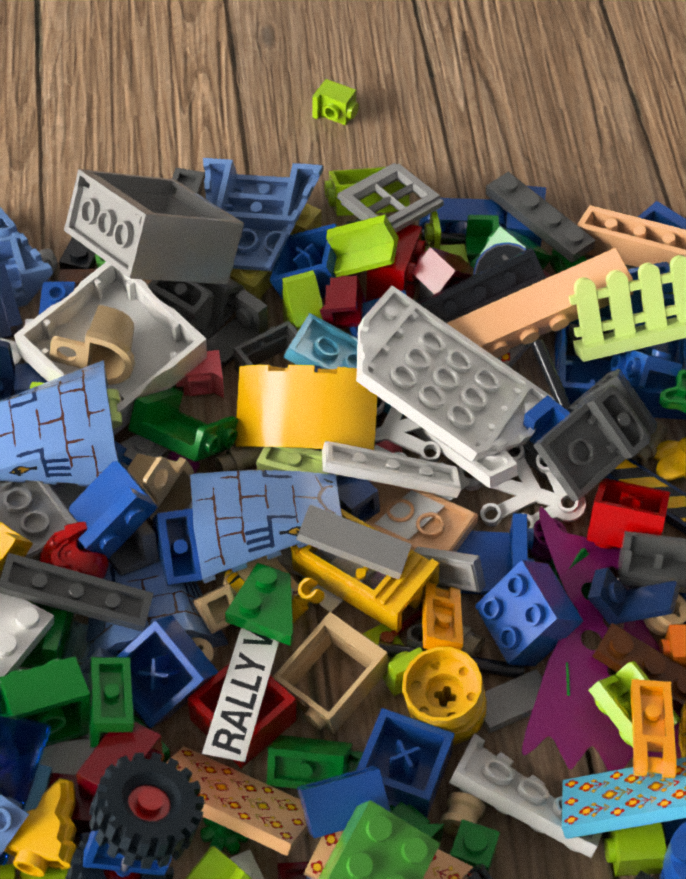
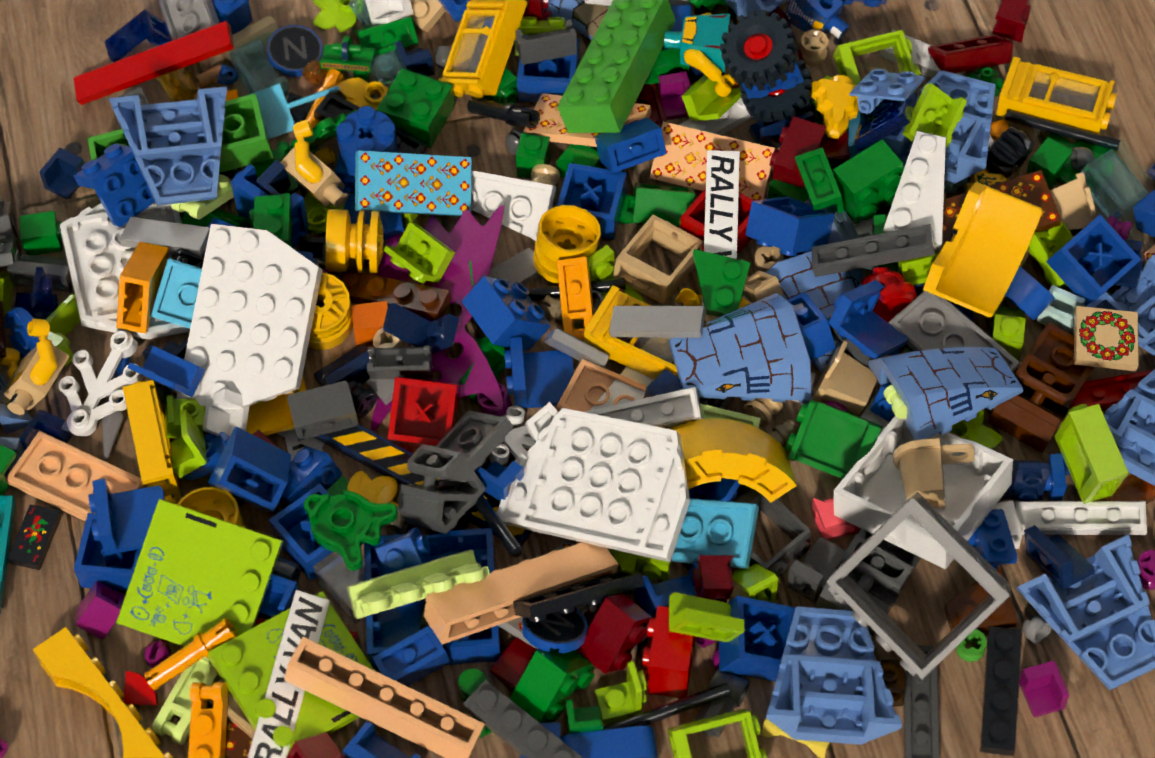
camera: 175 degrees right, 5 degrees up
(54, 218) = (1043, 689): none -> magenta panel
(375, 183) = (708, 711): light grey piece -> none
(653, 728) = (406, 219): light orange plate -> none

